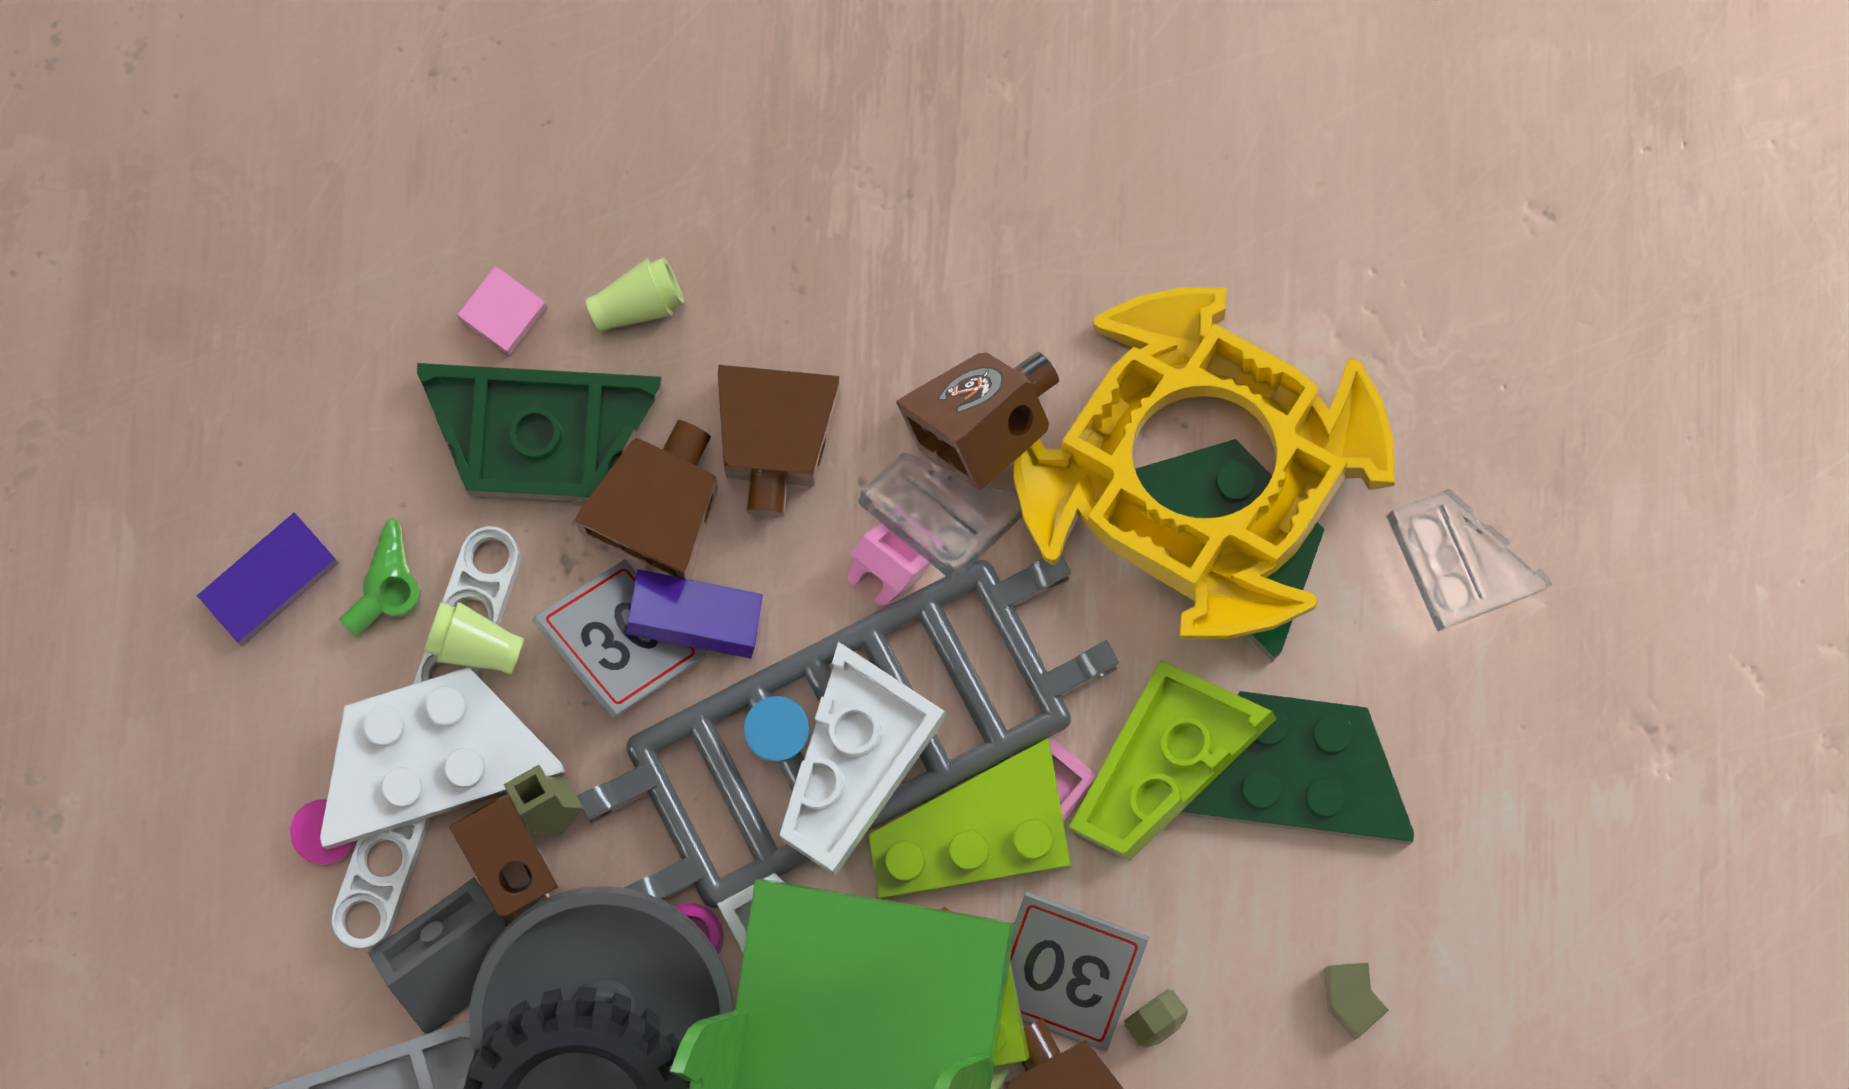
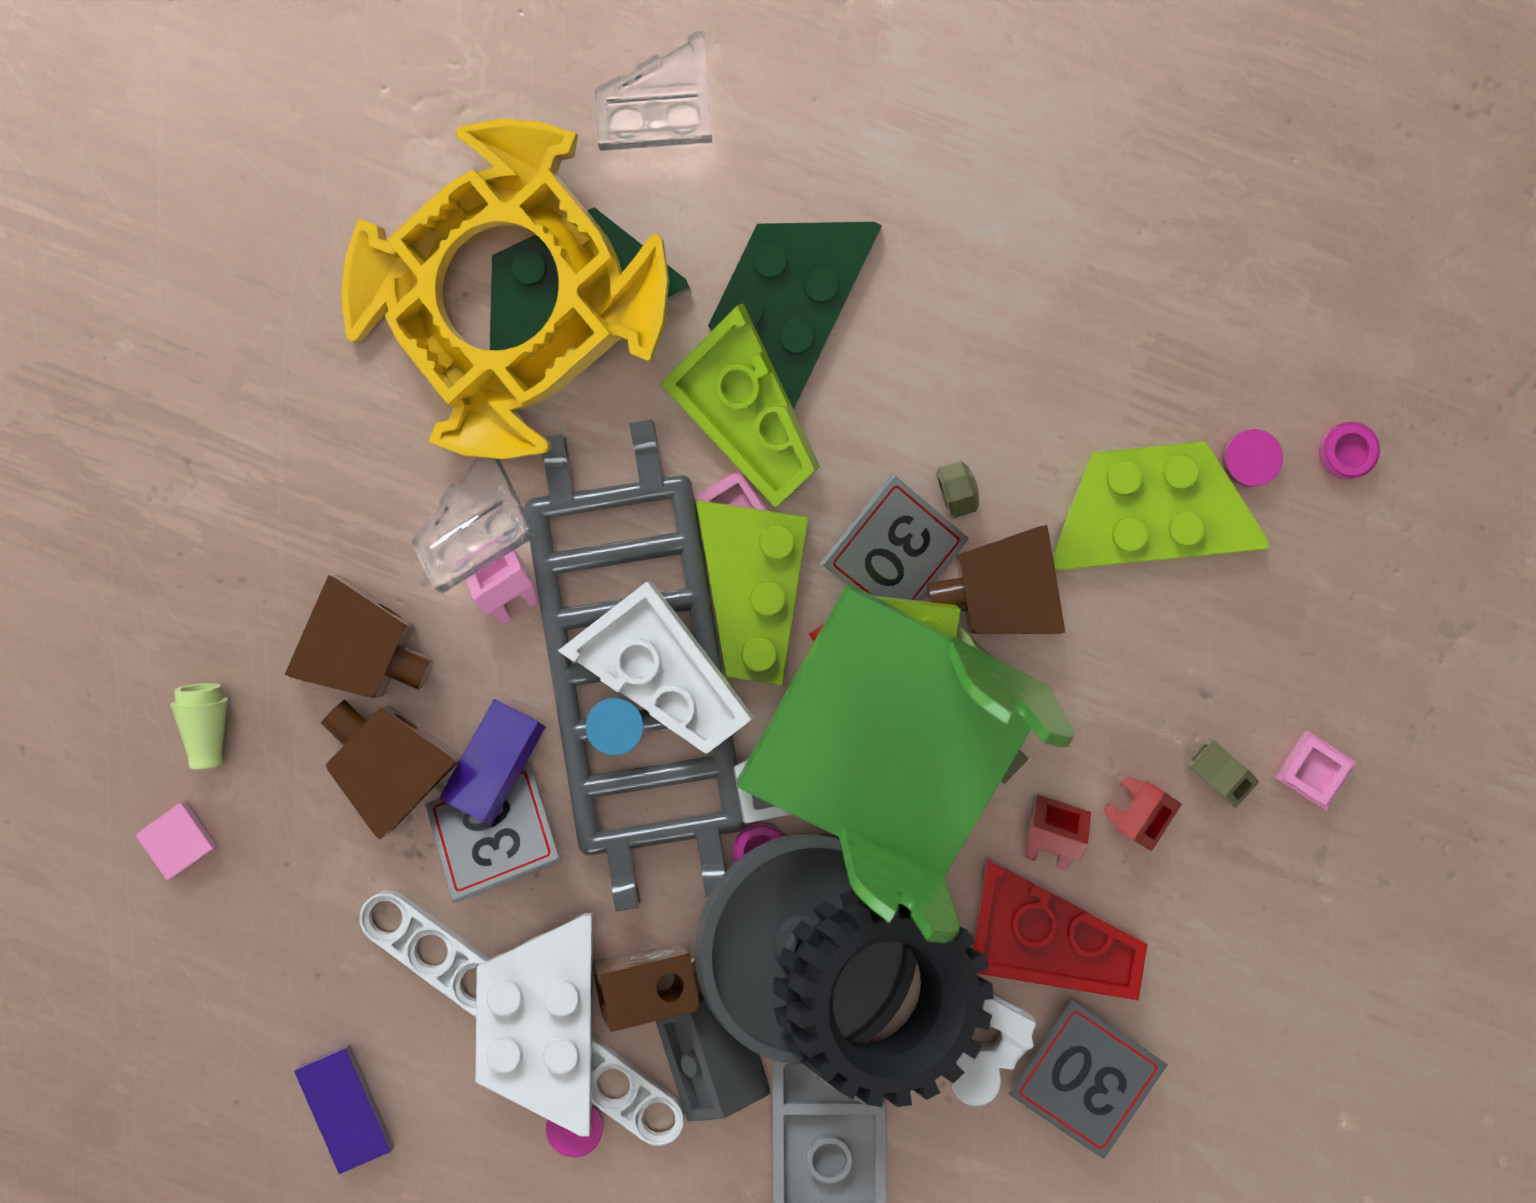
camera: 70 degrees left, 10 degrees up
(386, 585) = (382, 1011): bright green animal -> none
(471, 640) = (453, 959): yellowish green cone -> none
(536, 428) = (288, 844): dark green wing -> none
(544, 801) = (612, 941): olive piece -> none
(980, 414) = (401, 465): reddish brown torso -> none
(1351, 997) = (993, 321): olive piece -> none

